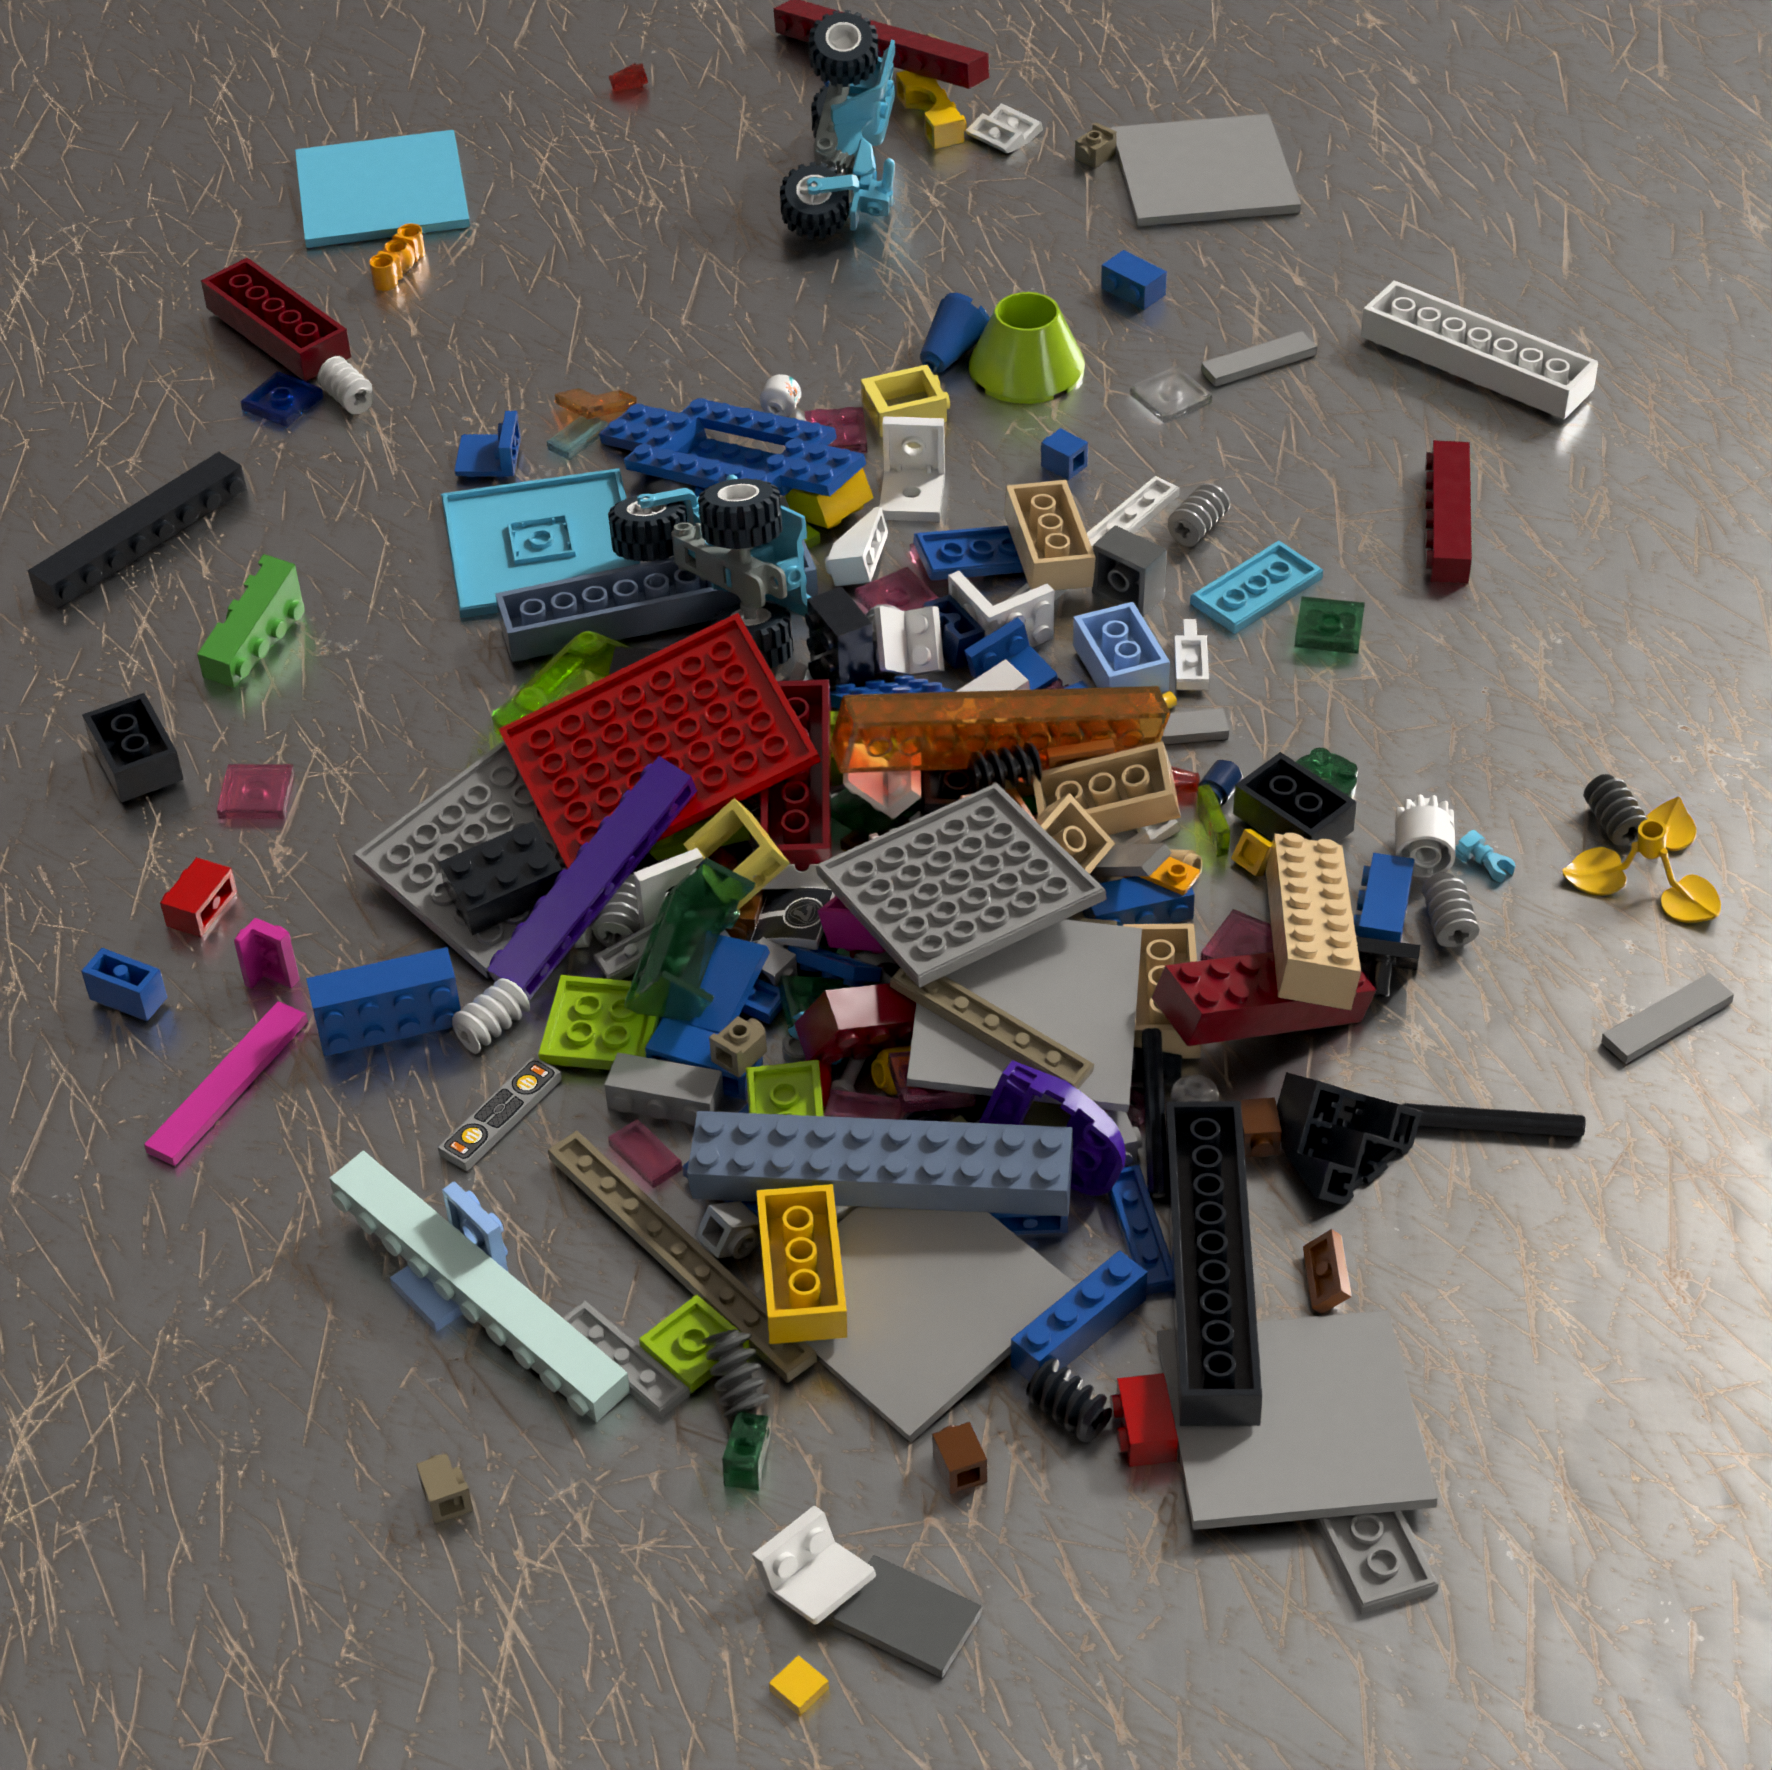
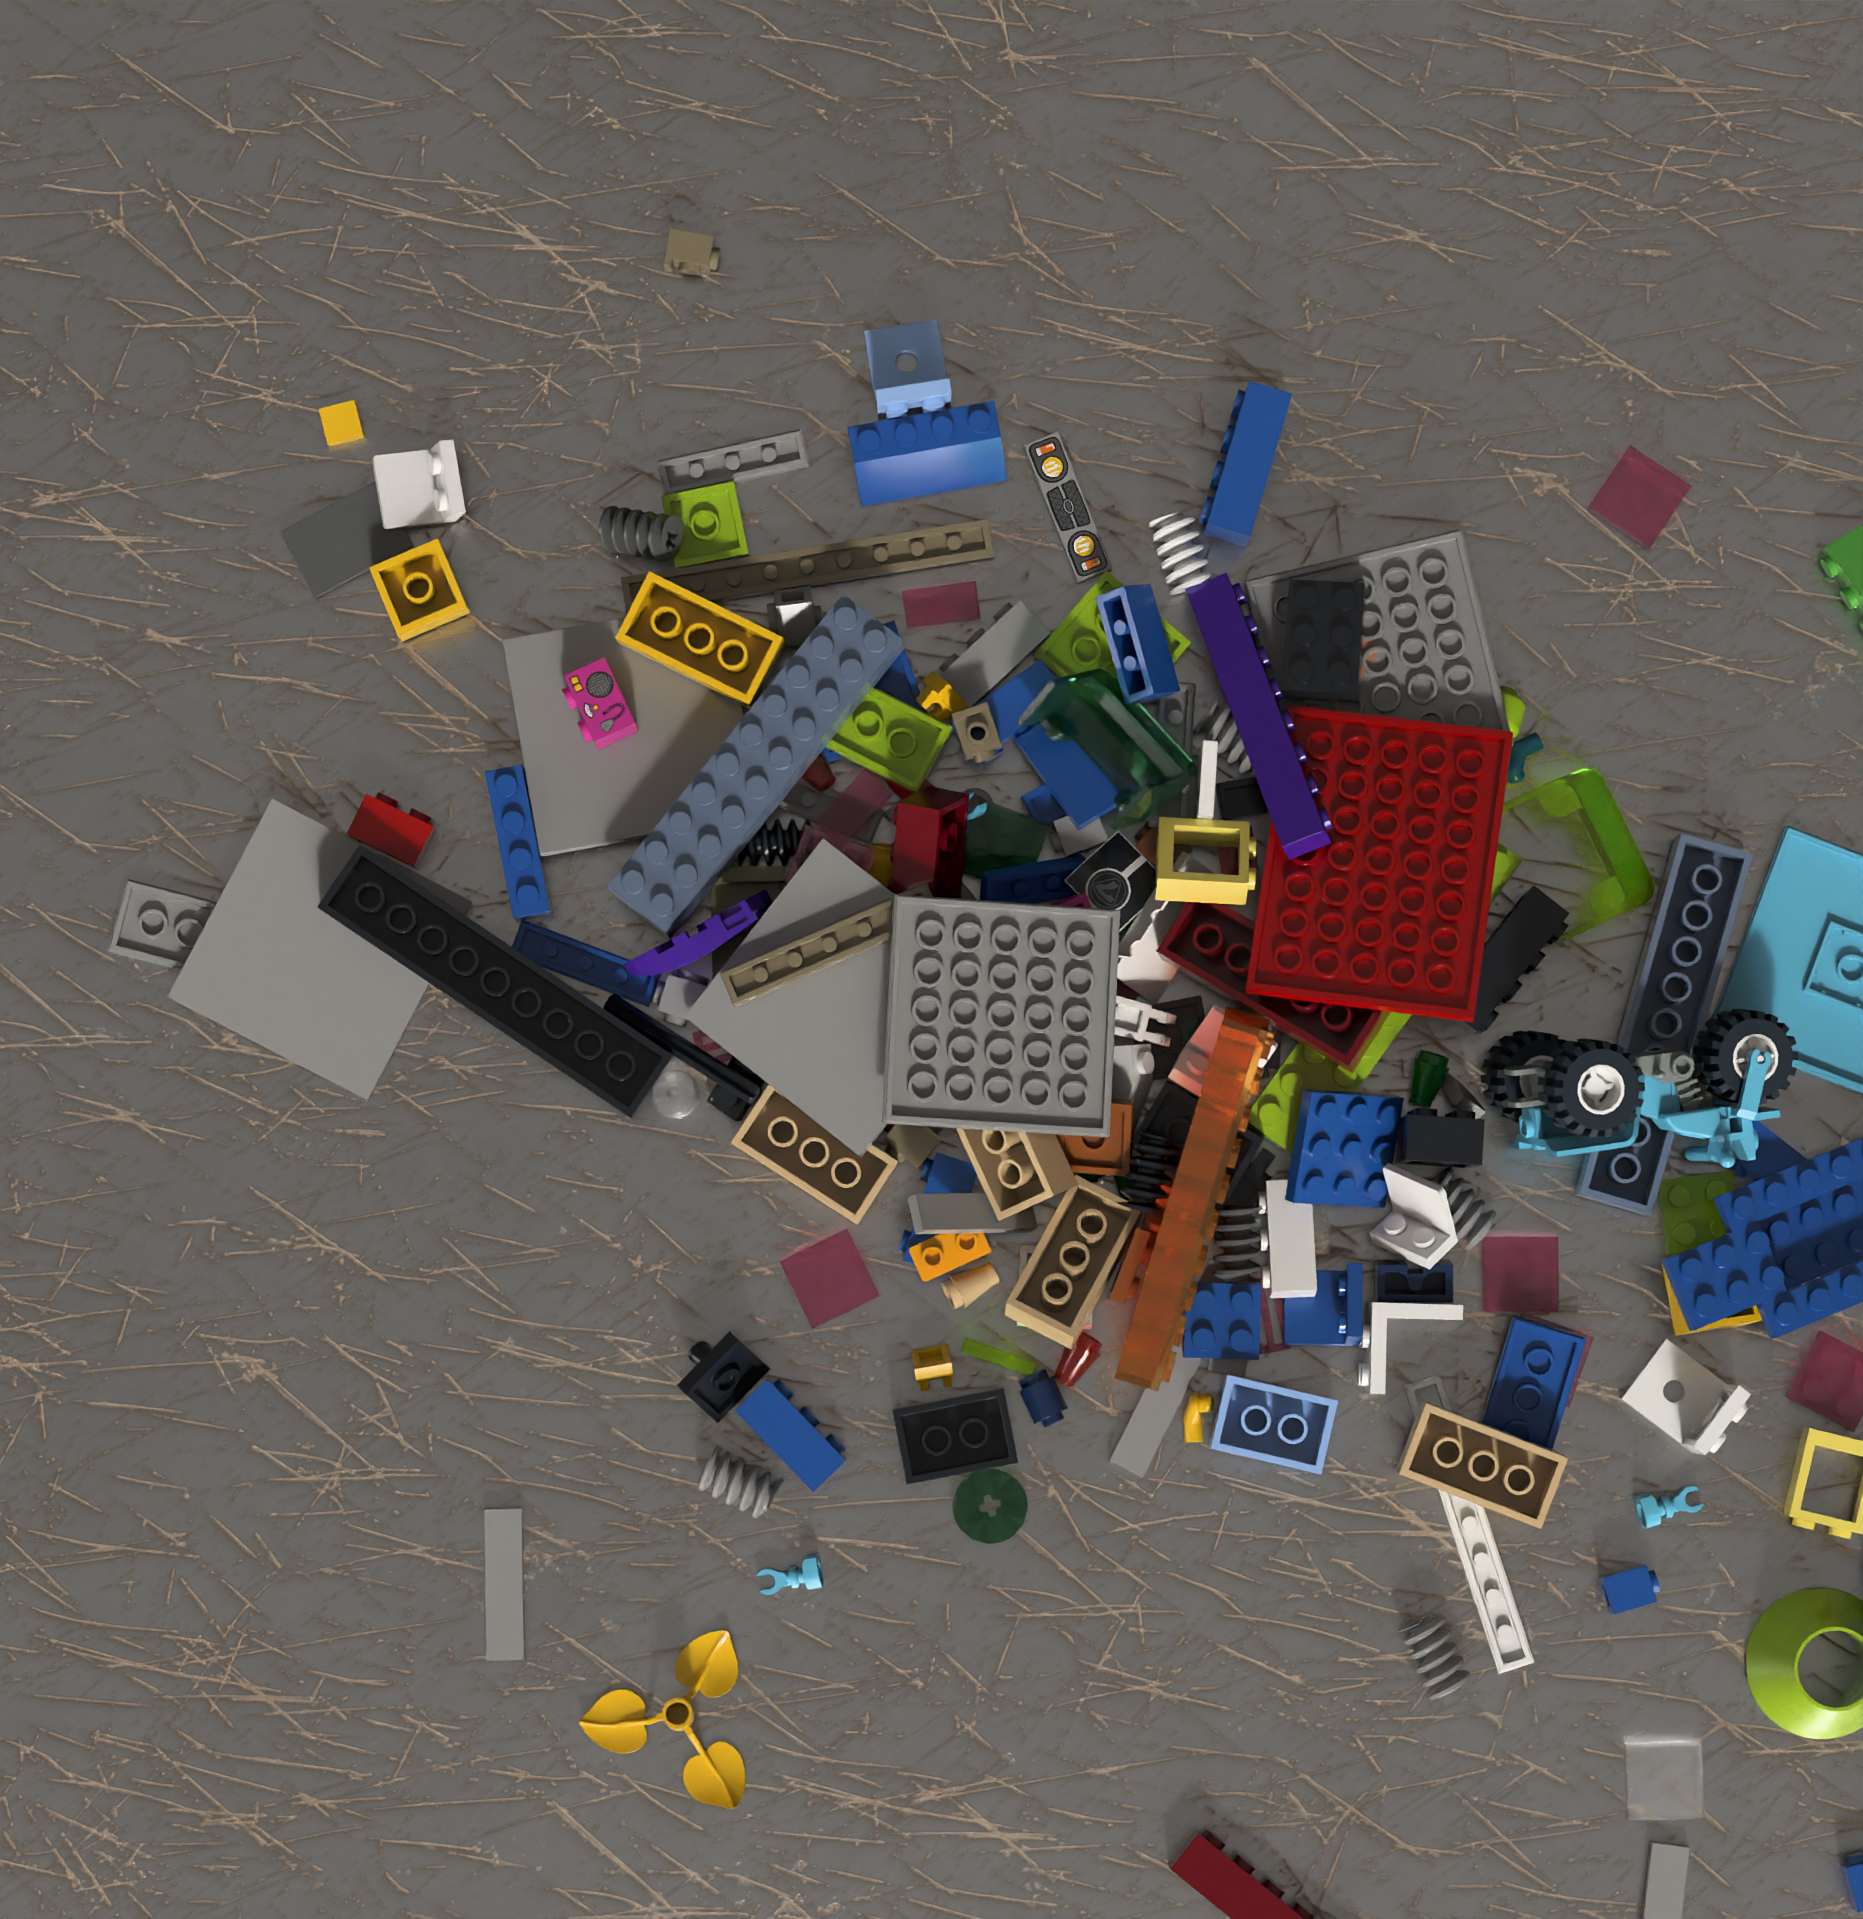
camera: 120 degrees right, 40 degrees up
(124, 984) = (1428, 250): blue brick -> none
(133, 747) = (1764, 401): black brick -> none
(198, 897) = (1514, 371): red brick -> none
(225, 1083) = (1260, 293): dark pink tile -> none
(267, 953) = (1376, 398): dark pink bracket -> none
(480, 1287) = (852, 378): light aqua brick -> none
(537, 1239) = (927, 453): none -> blue slope
(587, 984) = (1138, 644): none -> blue brick
(725, 1096) = (941, 693): none -> yellow tile
(746, 1451) = (572, 506): clear green leg -> none
(858, 550) = (1606, 1270): white slope -> none
(912, 1311) = (600, 704): none -> dark pink brick
(912, 1513) = (419, 590): none -> yellow brick
(959, 1457) = (455, 663): reddish brown brick -> none
(1001, 468) = (1651, 1511): none -> medium azure piece
(1067, 1402) = (448, 781): black piece -> none
(1129, 569) = (1383, 1514): dark grey brick -> none
(1191, 658) = (1233, 1497): white hinge -> none
(1240, 1001) = (730, 1222): dark red brick -> none
(1256, 587) = (1299, 1644): medium azure tile -> none
(1260, 1127) = (614, 1130): reddish brown brick -> none
(1312, 922) = (772, 1316): tan brick -> none
(1326, 1271) = (434, 1078): dark orange plate -> none
(1329, 625) = (1189, 1669): clear green plate -> none
(1340, 1135) = (562, 1191): black brick -> none
(1426, 834) = (841, 1529): white gear -> none
(1501, 1120) = (498, 1341): black axle -> none
(1614, 808) = (756, 1736): dark grey piece -> none

